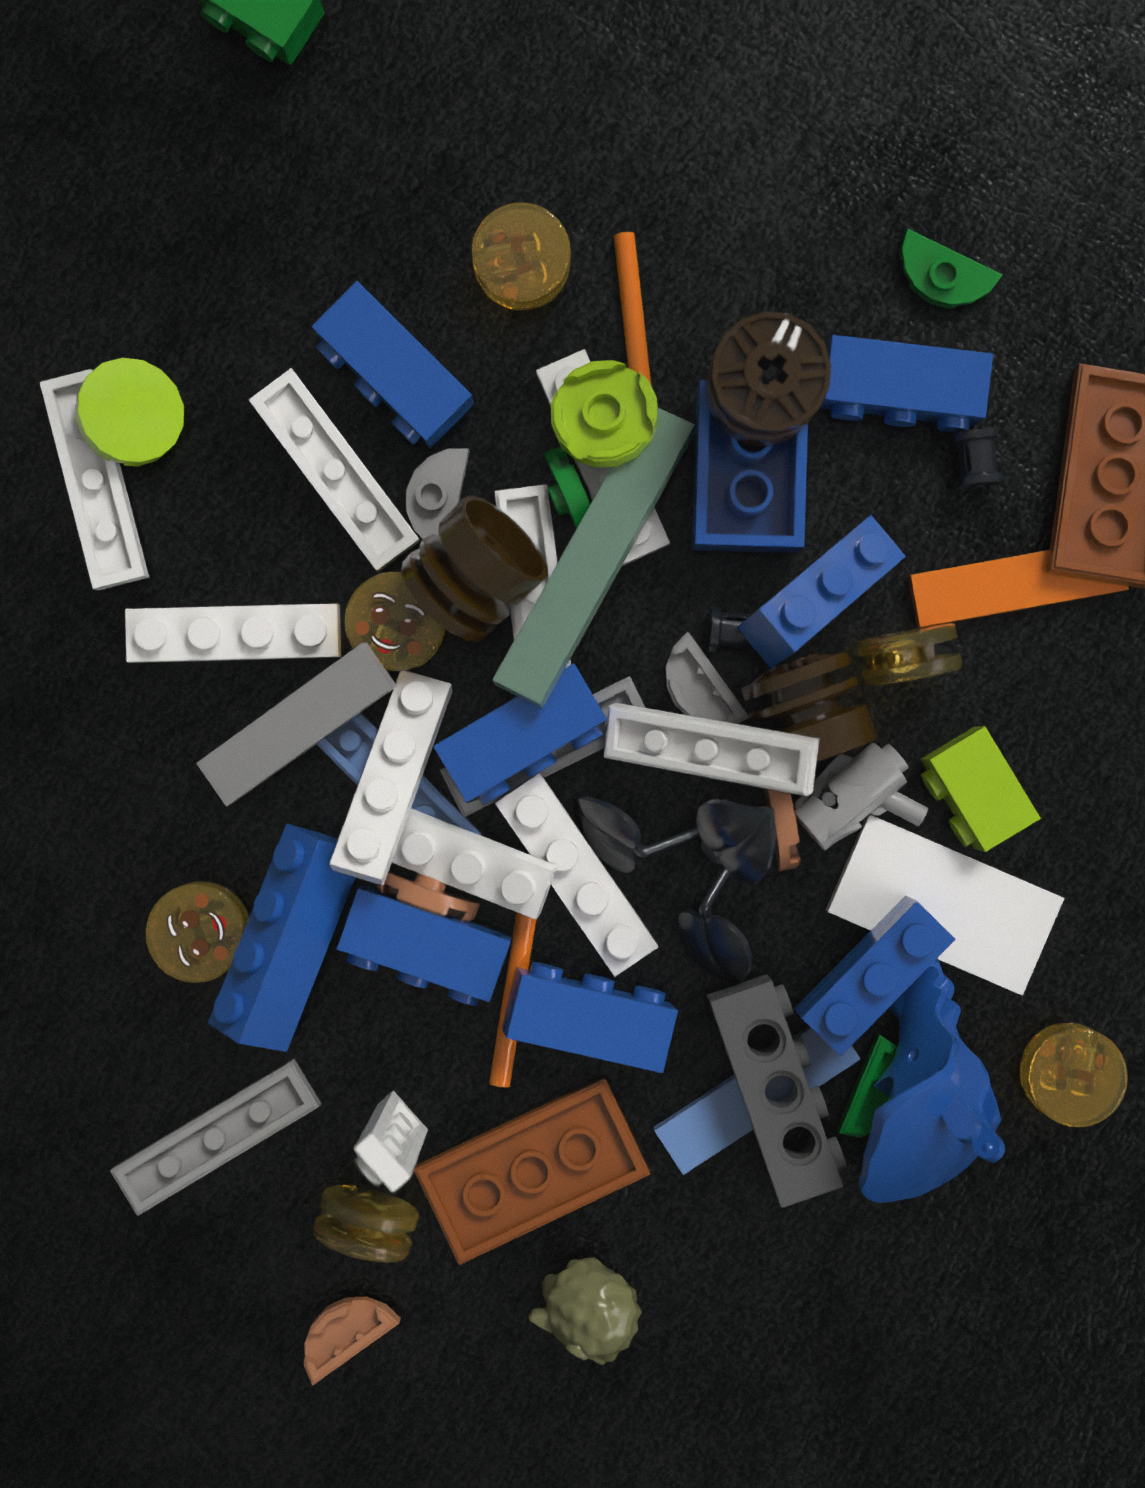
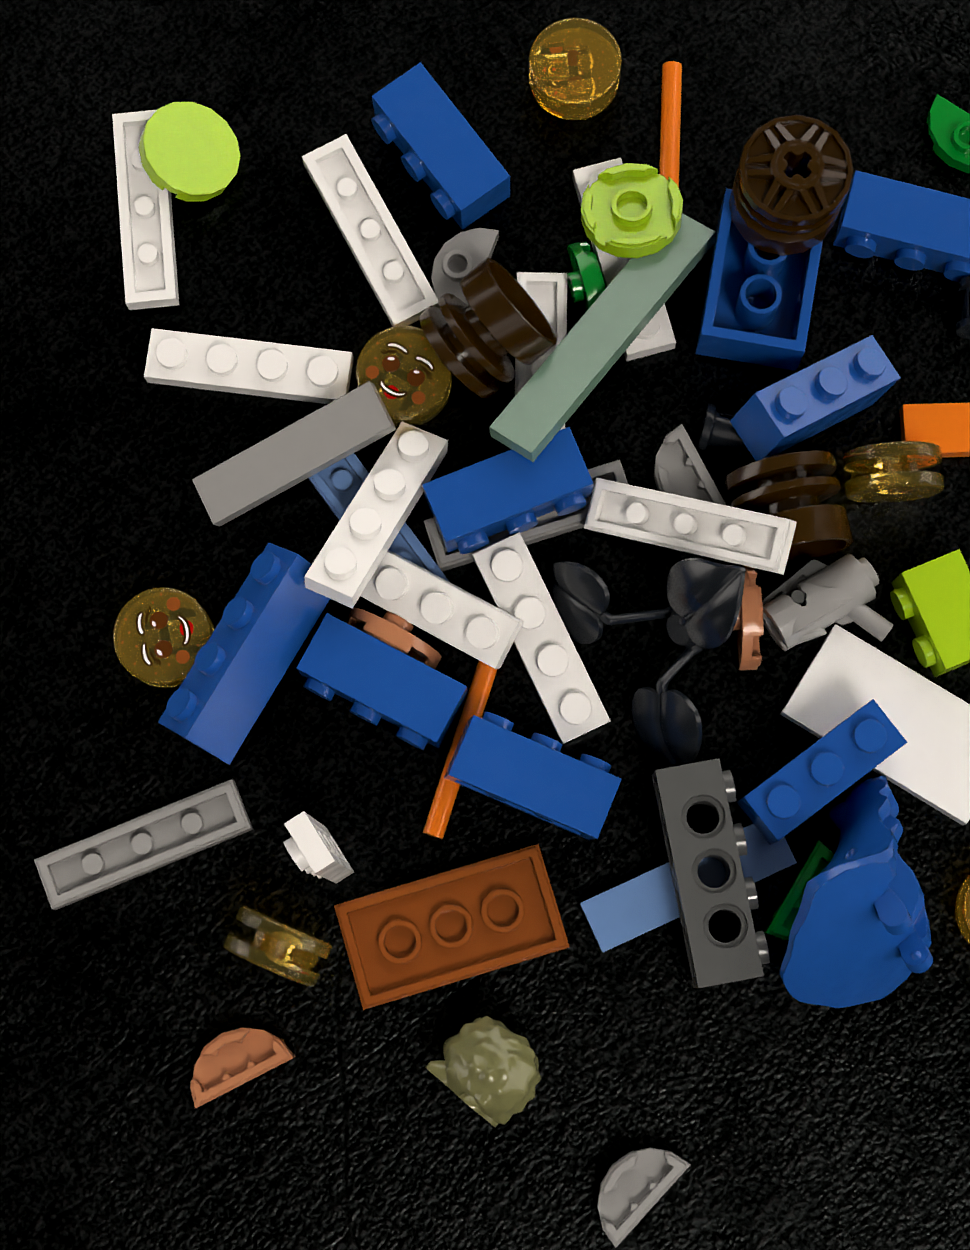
camera: 15 degrees right, 10 degrees down
(745, 1390) = (634, 1188): none -> light grey plate

